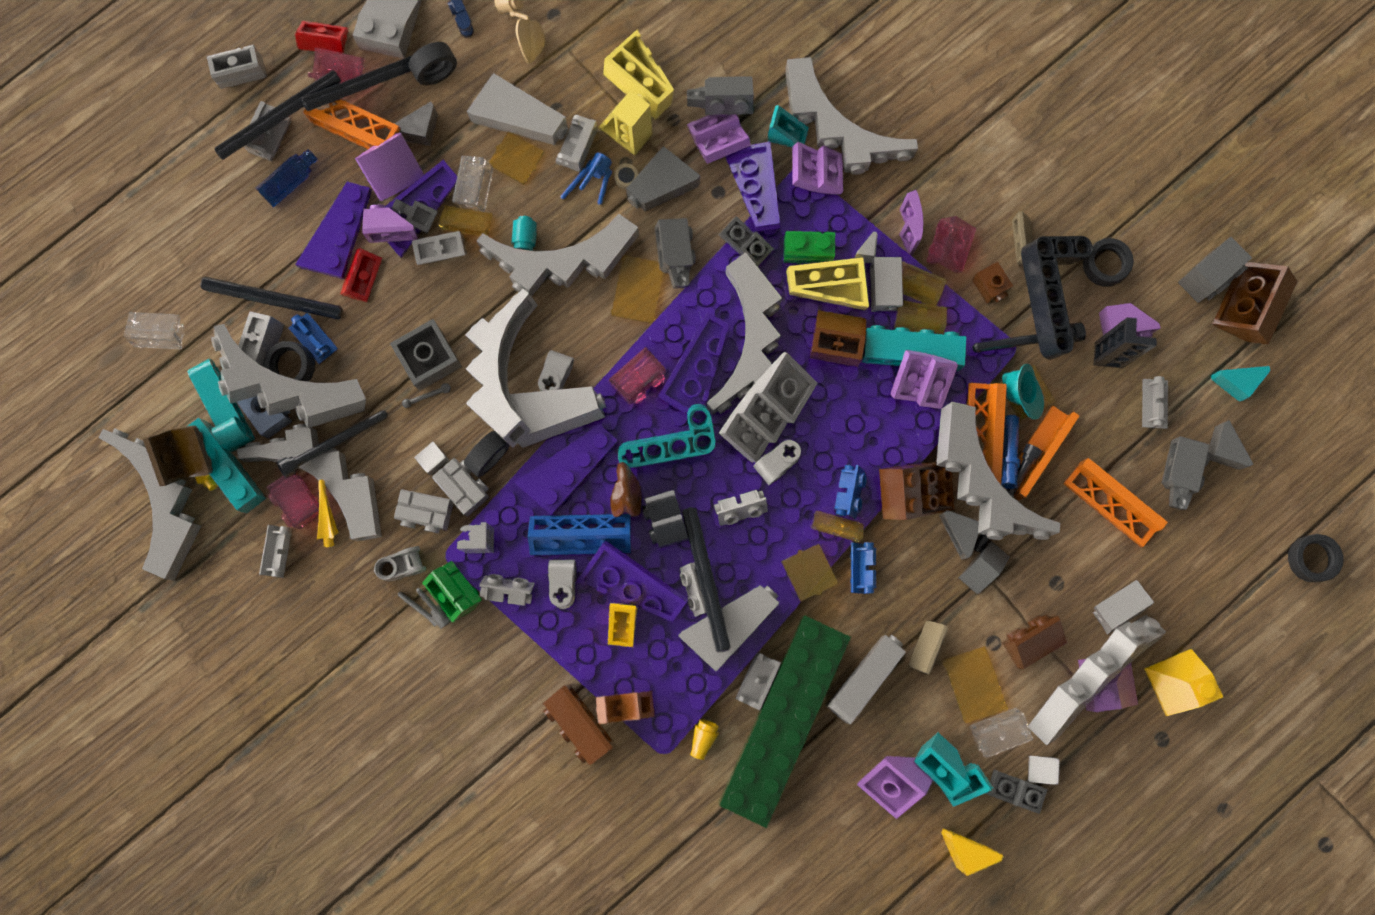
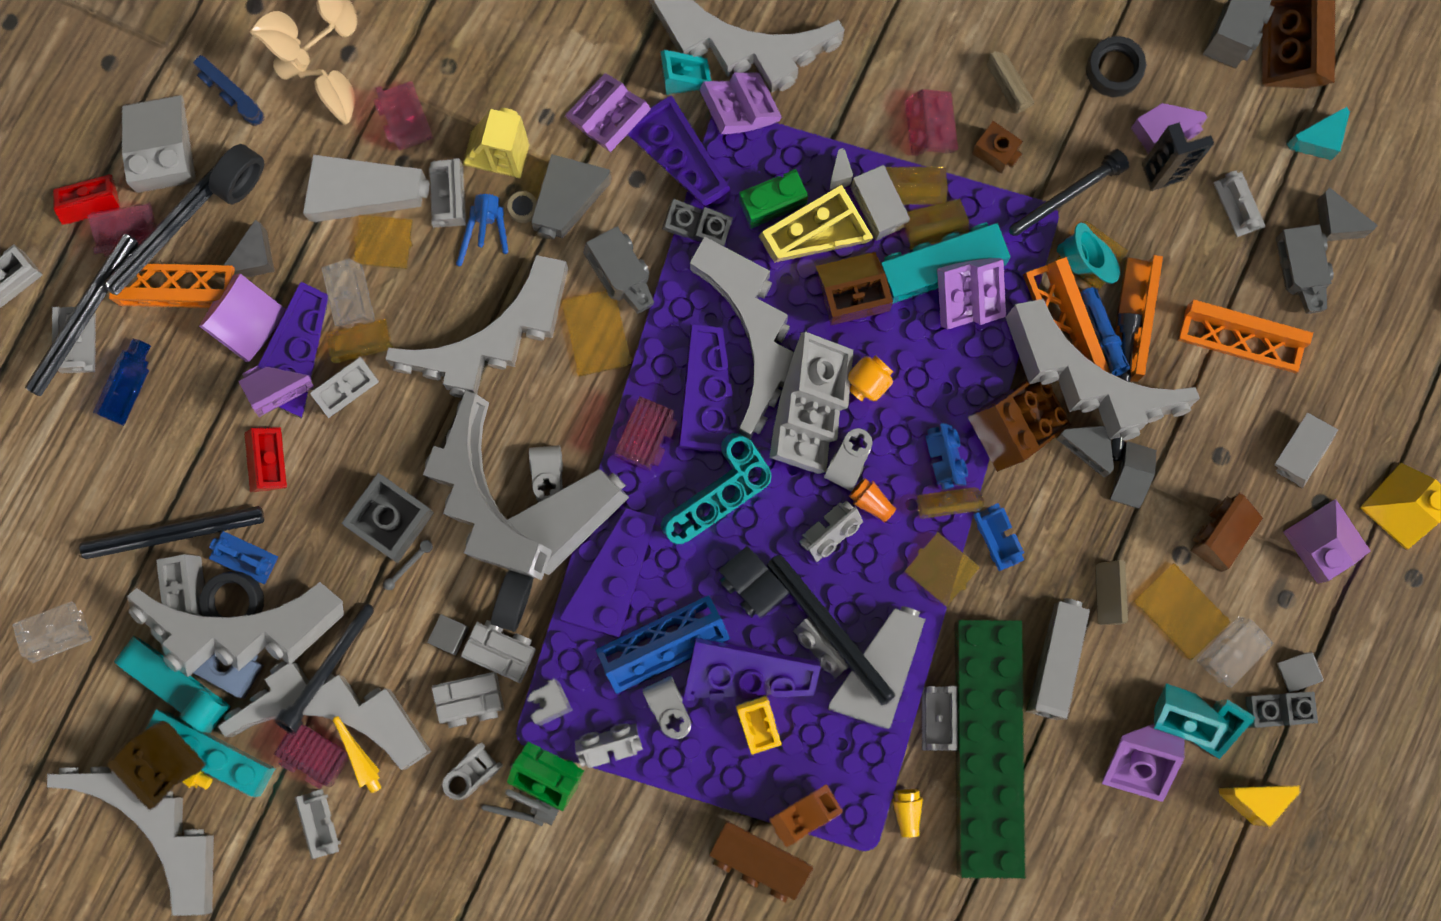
camera: 25 degrees left, 0 degrees up
(336, 235) = (214, 429): dark purple wing -> none
(418, 215) = (304, 359): dark grey plate -> none
(524, 233) = (435, 326): teal brick -> none
(571, 73) = (404, 115): none -> clear pink bracket
(626, 493) = (694, 573): reddish brown piece -> none
(635, 70) = (483, 83): light yellow wedge -> none
(723, 96) = (594, 64): dark grey hinge -> none
(781, 498) = (872, 500): none -> orange cone
(820, 409) = (870, 378): none -> light orange head
(913, 217) = (873, 109): medium lavender slope -> none
(1045, 288) = (1061, 129): black beam -> none
(1093, 675) = (1308, 542): light grey arch -> none

